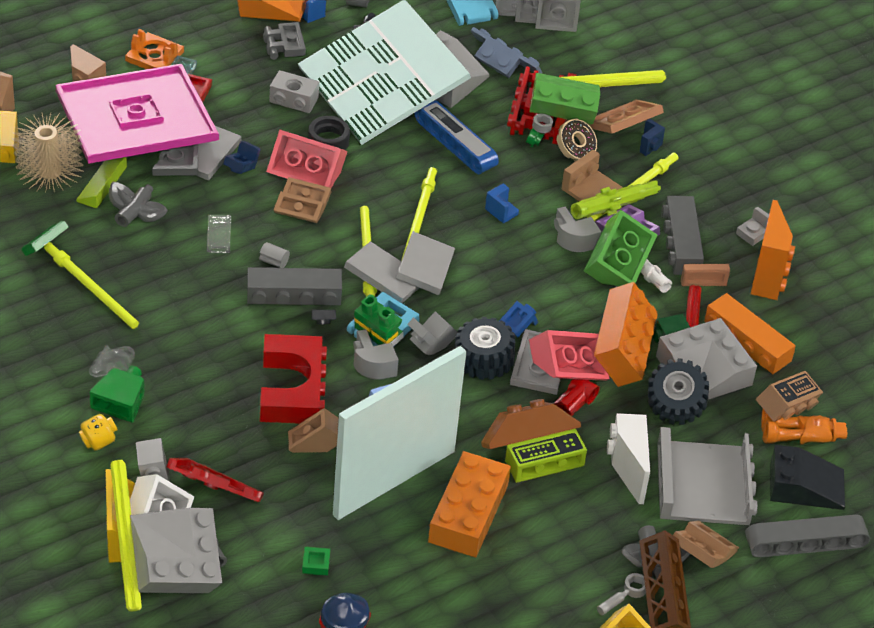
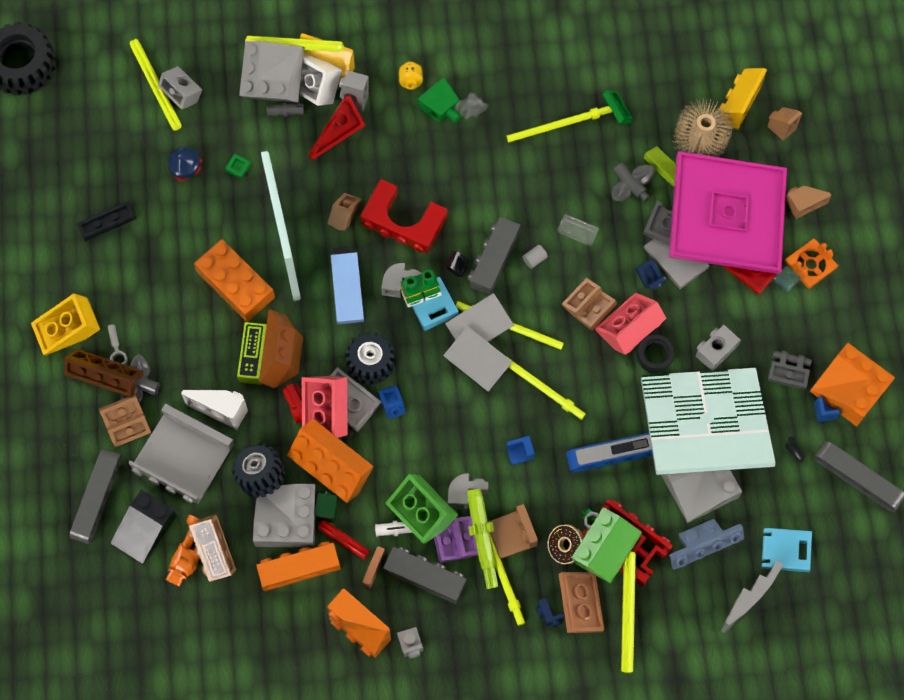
camera: 120 degrees right, 25 degrees up
(432, 335) = (401, 327): light grey brick -> none

